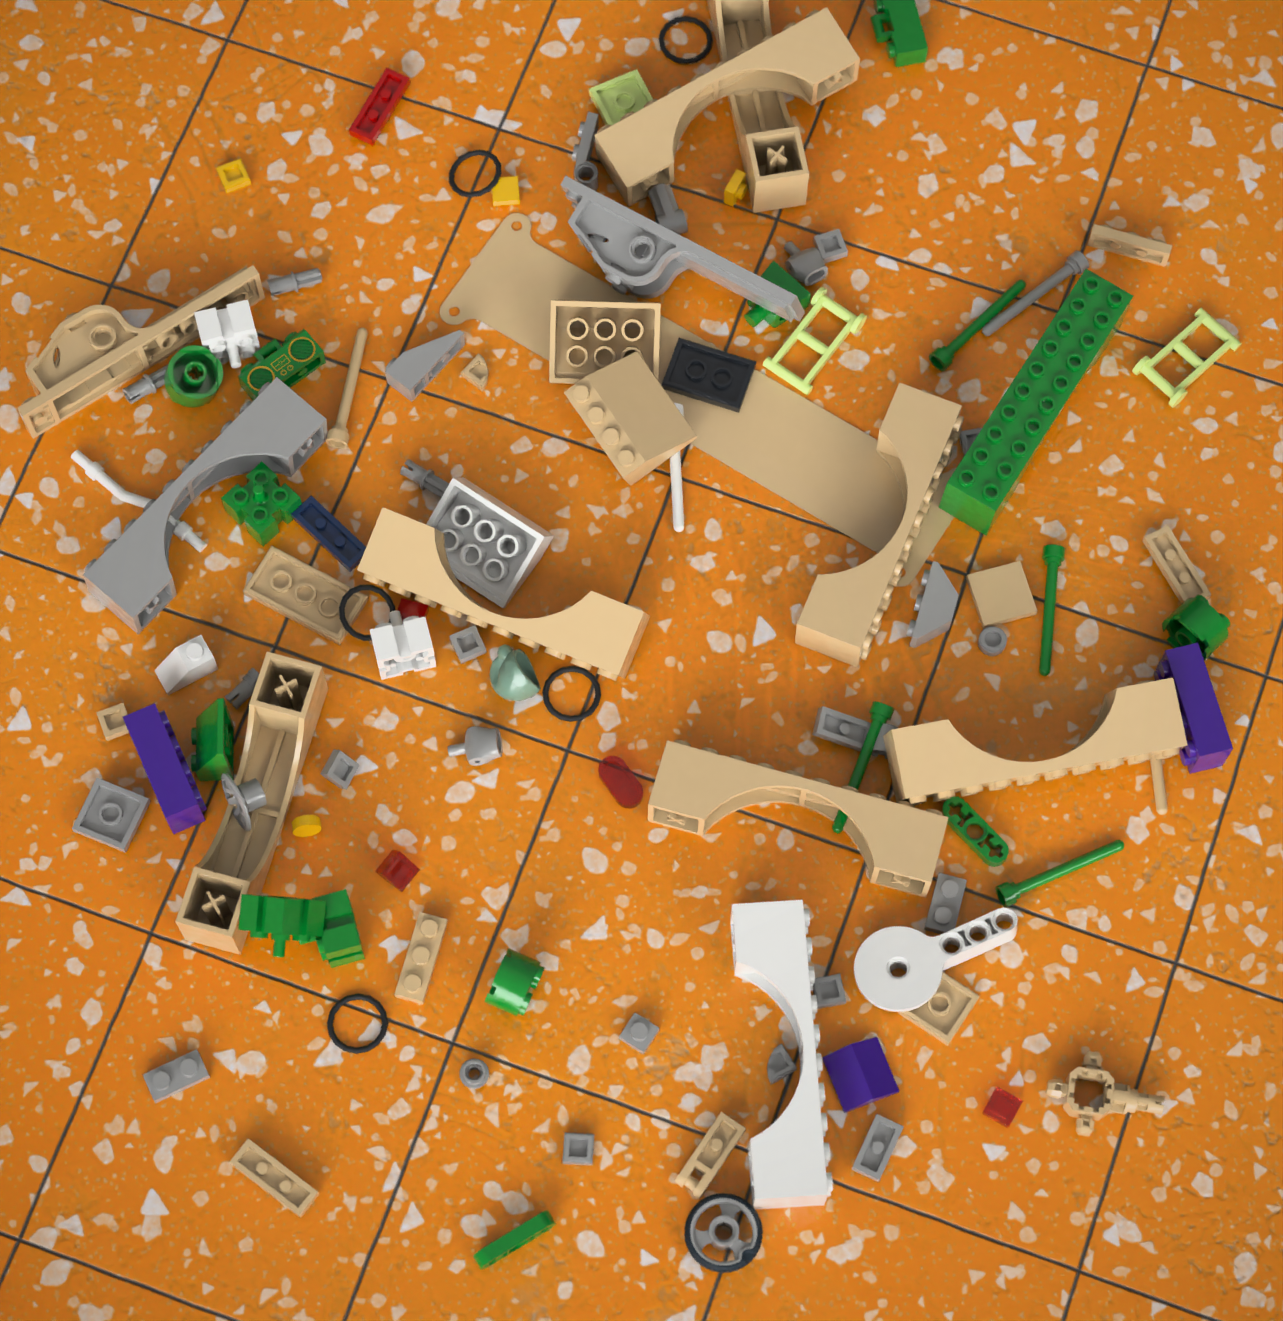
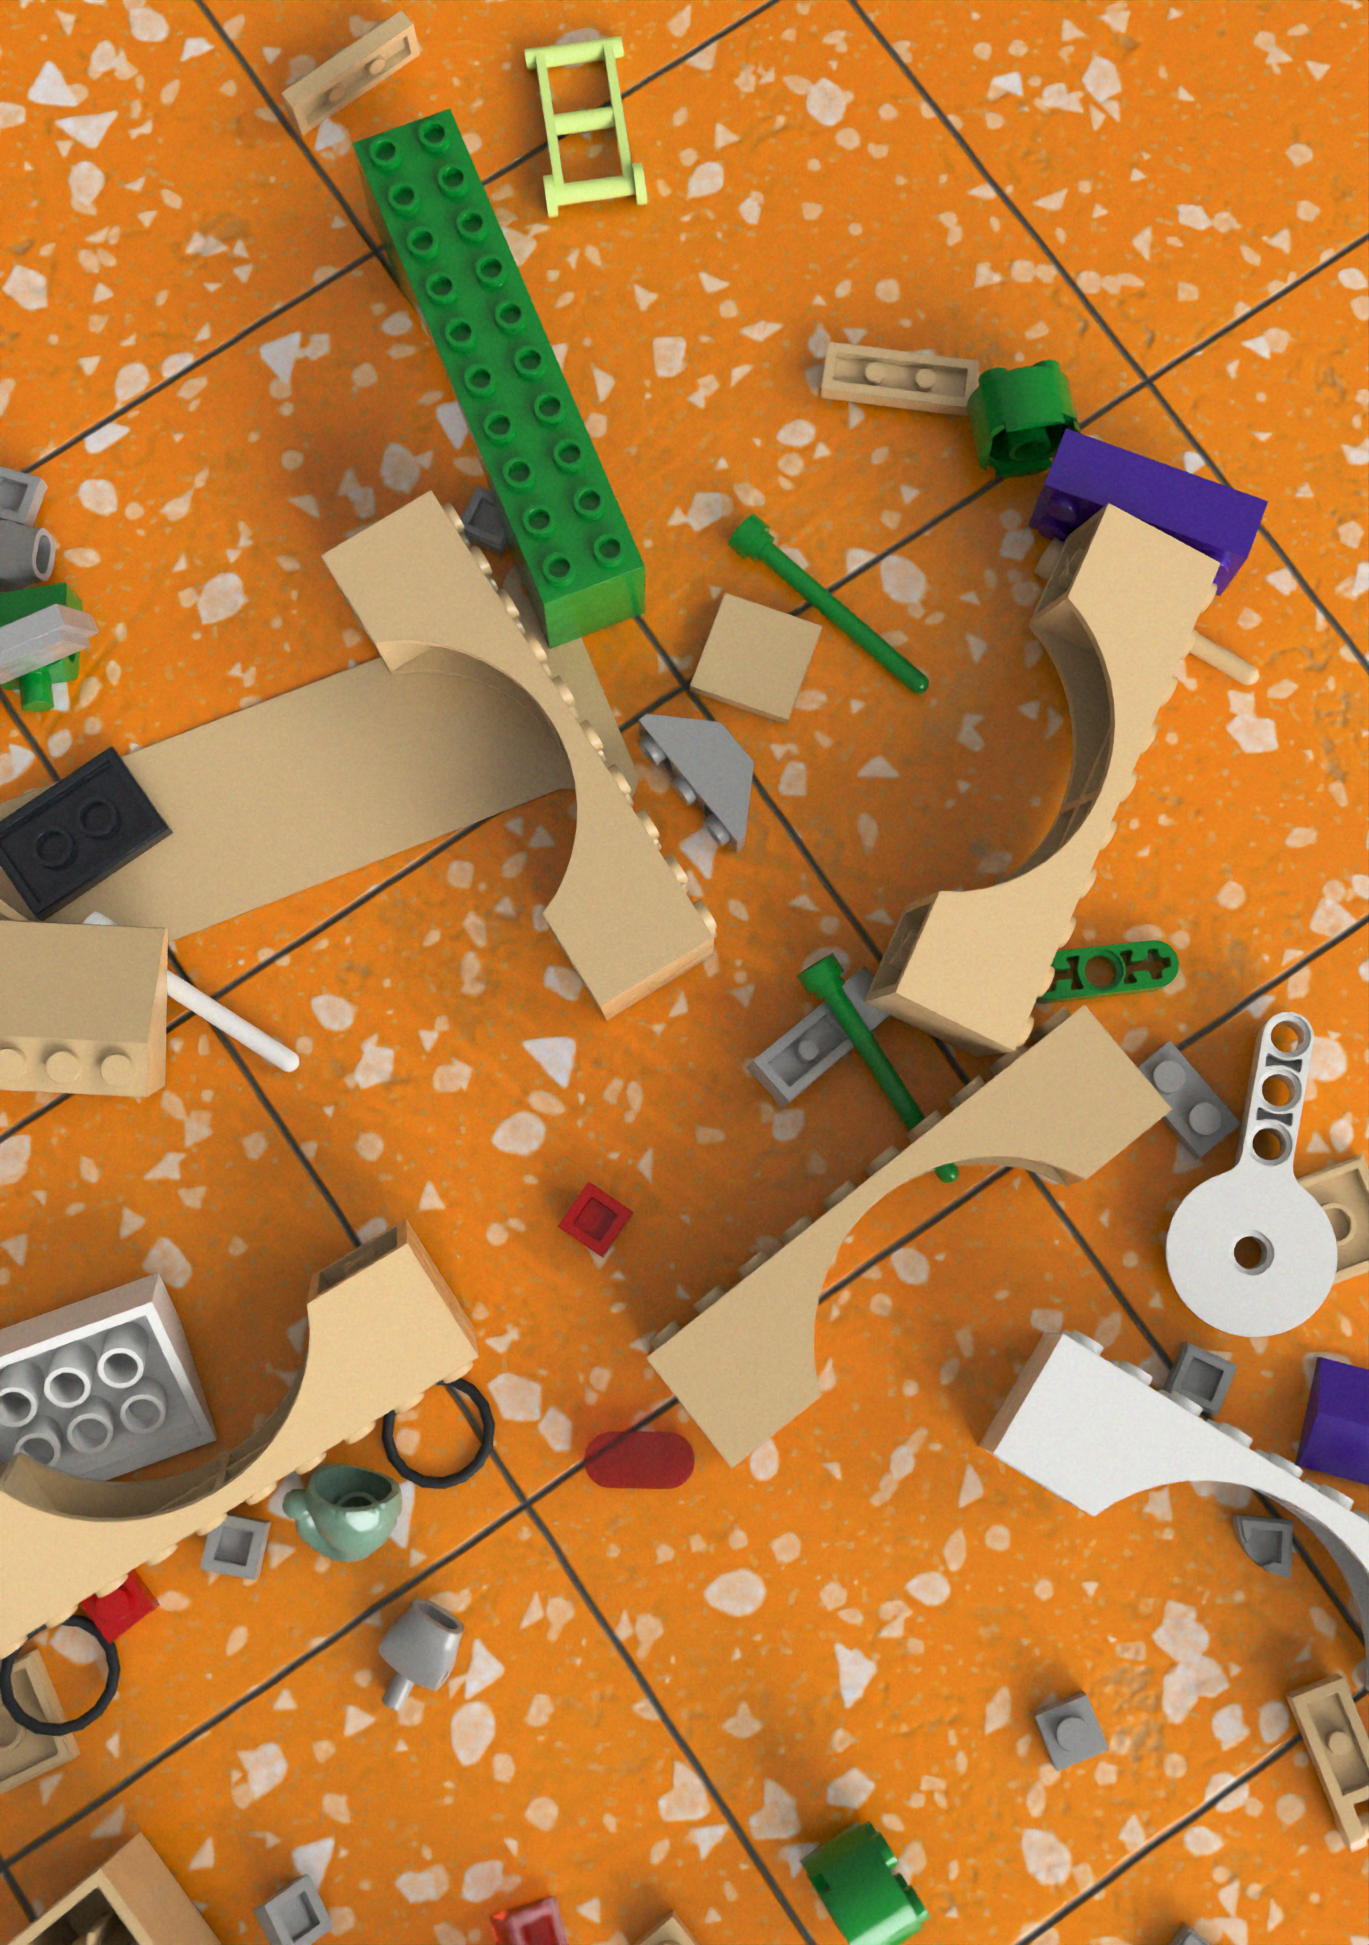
camera: 50 degrees left, 10 degrees up
(402, 645) = (163, 1669): white brick -> none
(707, 694) = (595, 1219): none -> red plate
(819, 300) = (87, 583): yellowish green piece -> none
(942, 357) = (318, 465): green piece -> none
(992, 641) = (818, 725): light grey tile -> none
(1009, 893) = (1233, 989): green piece -> none
(1075, 264) = (321, 170): light grey piece -> none

